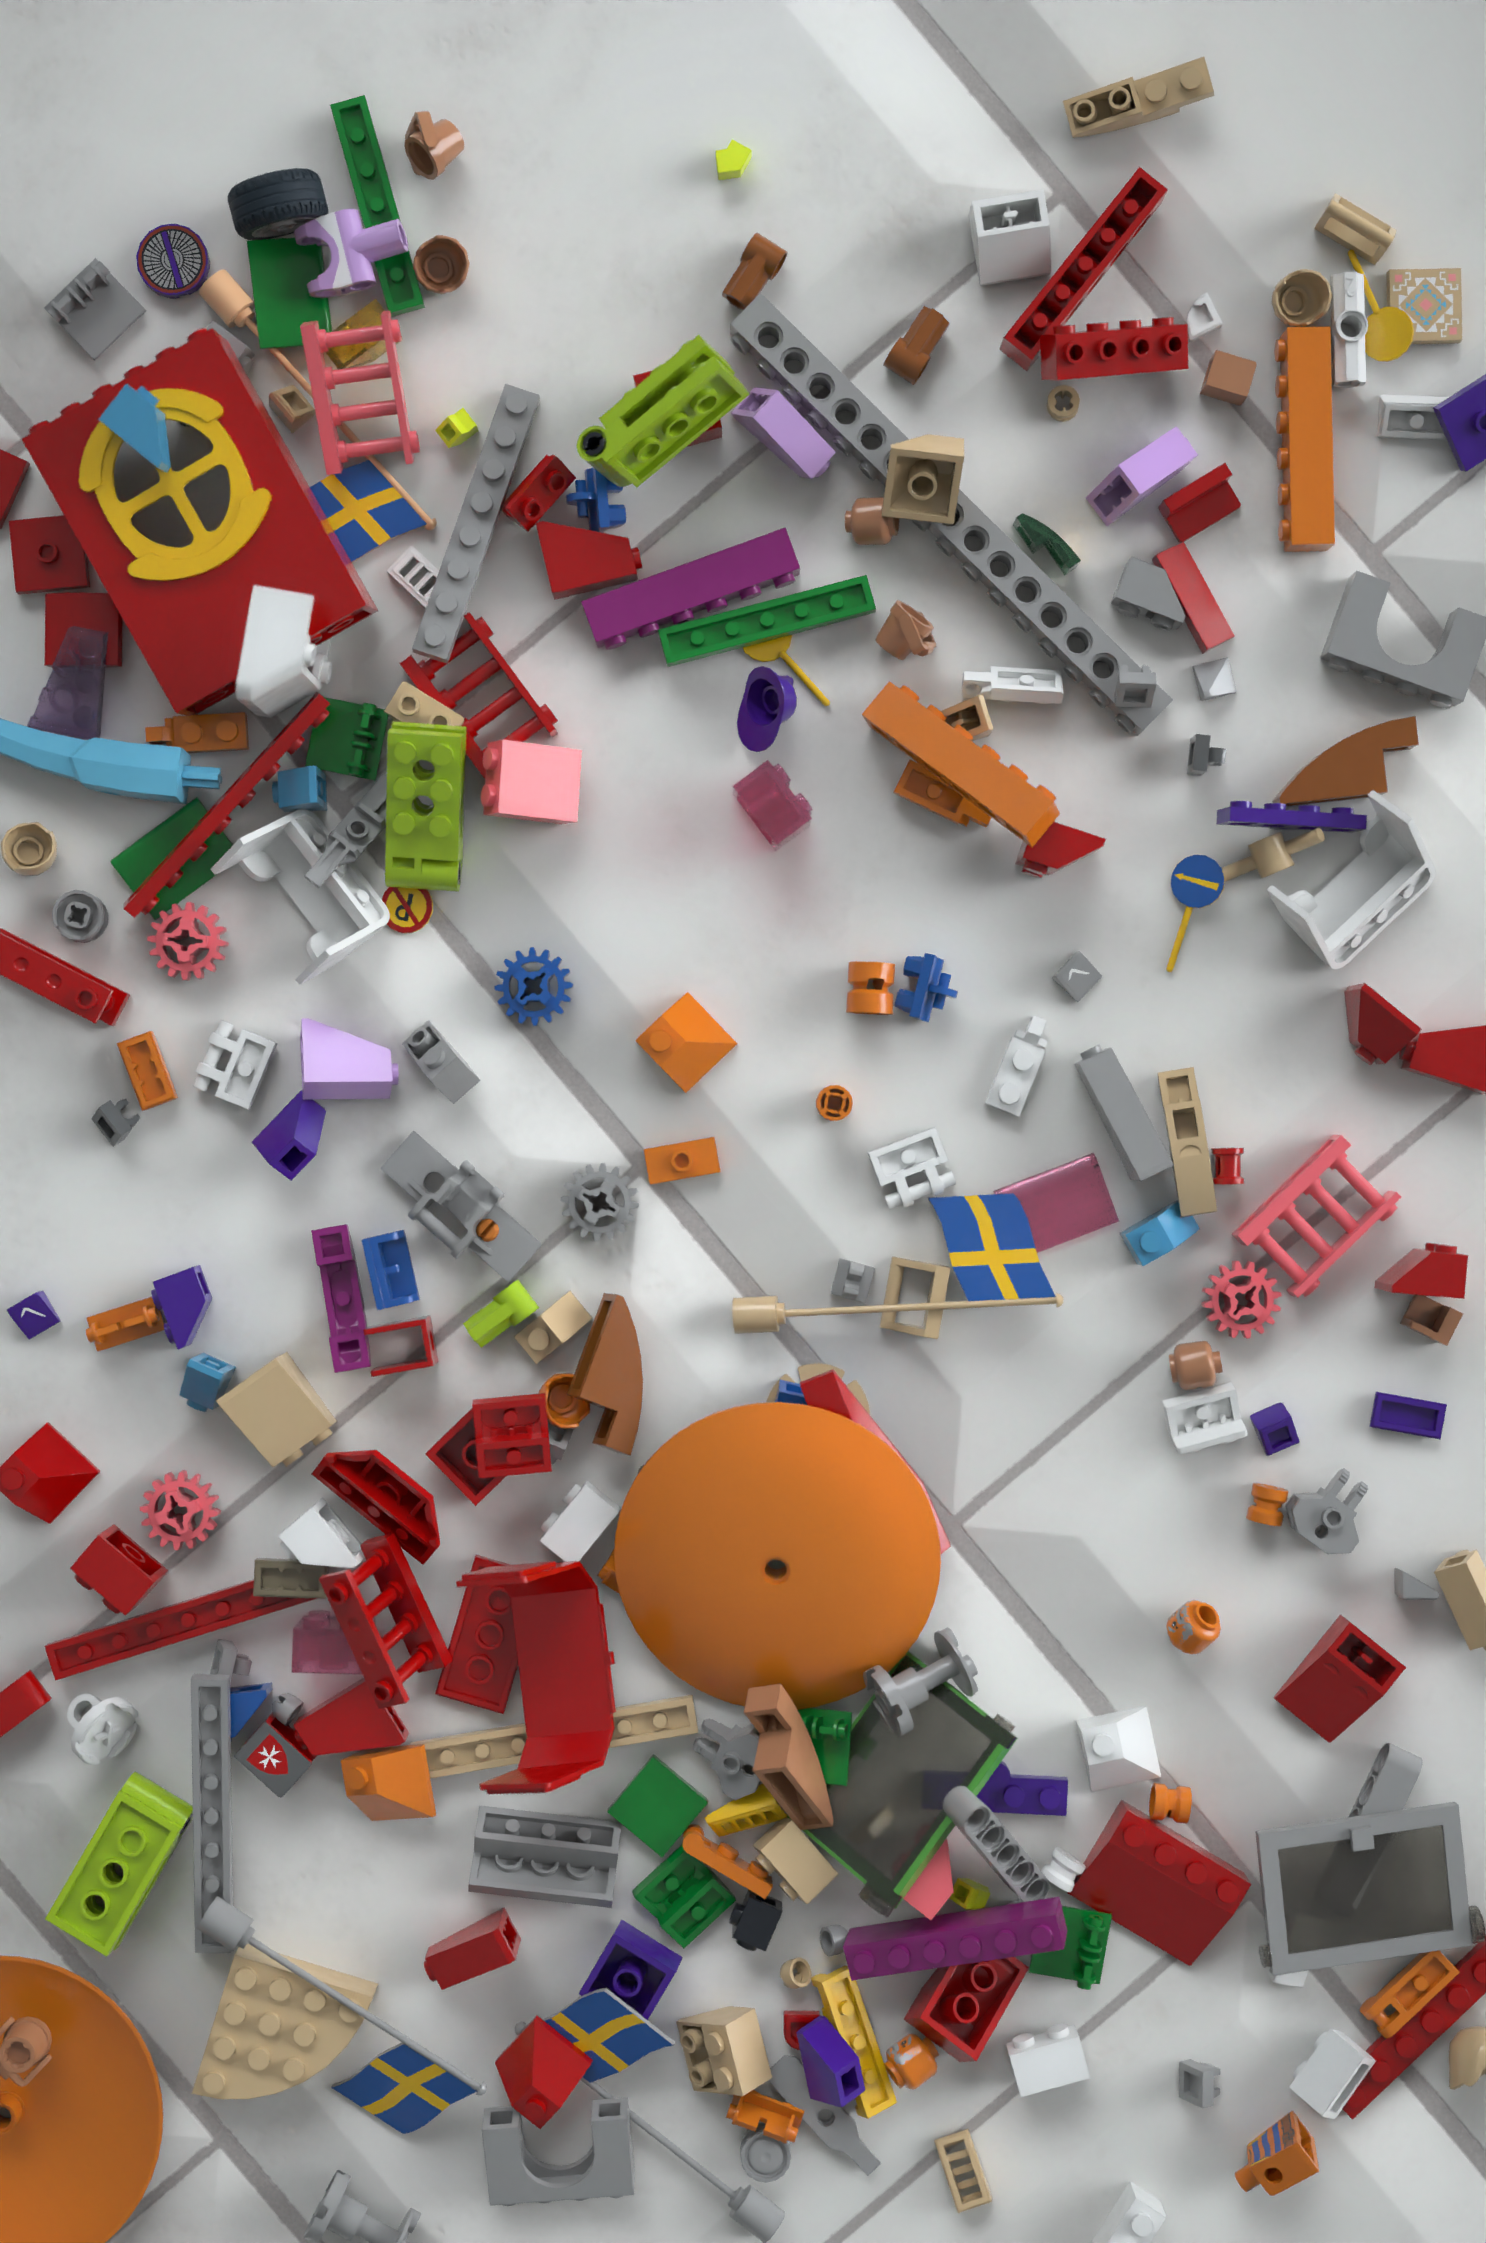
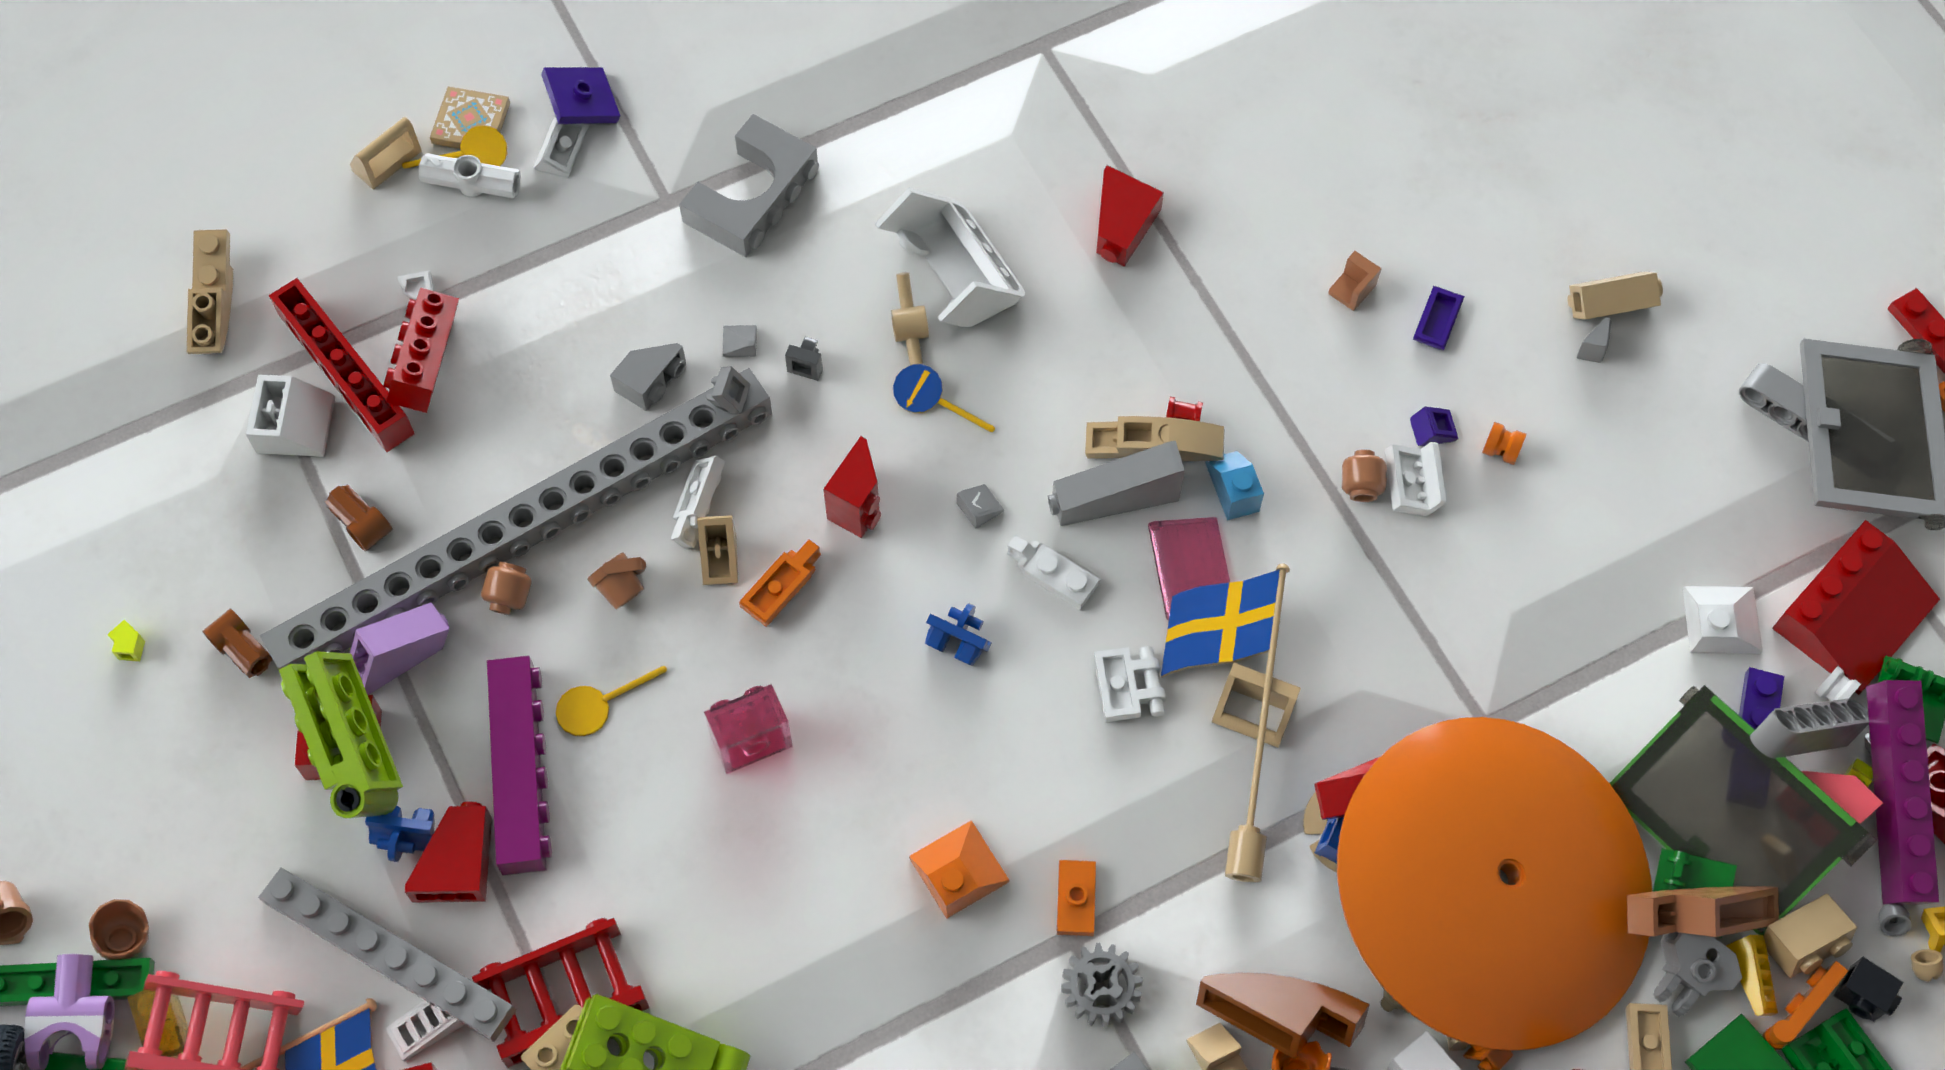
camera: 75 degrees left, 25 degrees down
(457, 428) = (284, 953): neon yellow piece -> none
(521, 975) = (877, 992): blue gear -> none
(531, 782) = (660, 952): brick -> none
(538, 492) = (374, 886): red bracket -> none
(764, 706) = (652, 721): dark purple piece -> none
(766, 621) = (569, 704): green plate -> none
(834, 1103) = (1051, 747): orange wheel -> none
(852, 1280) = (1227, 762): light grey tile -> none
(870, 1001) = (947, 681): orange wheel -> none
(910, 1688) = (1649, 794): light grey piece -> none
(924, 479) = (484, 521): tan slope -> none
(961, 763) = (755, 547): orange brick -> none
(1038, 535) = (578, 440): clear green slope -> none
(1052, 402) = (460, 403): tan bush -> none
(1141, 475) = (541, 358): lavender slope -> none
(1170, 1803) = (1780, 580): orange wheel -> none
(1193, 1627) = (1612, 525): orange head -> none
(1198, 604) = (692, 335): slope -> none
(1200, 504) = (581, 319): red panel -> none
(1228, 378) = (478, 273): nougat panel -> none
(1232, 1311) = (1309, 426): coral gear -> none
(1278, 818) = (878, 307): dark purple hinge -> none
(1301, 298) = (429, 203): tan hair -> none
(1306, 439) = (553, 225): orange brick -> none
(1307, 1181) = (1228, 378): coral fence -> none
(1335, 1517) = (1523, 396): light grey hinge -> none
(1339, 1680) = (1675, 414): red slope -> none
(1350, 766) = (848, 248): dark orange slope -> none
(1376, 1025) = (1081, 267): red slope -> none
(1428, 1272) = (1311, 269): red slope -> none

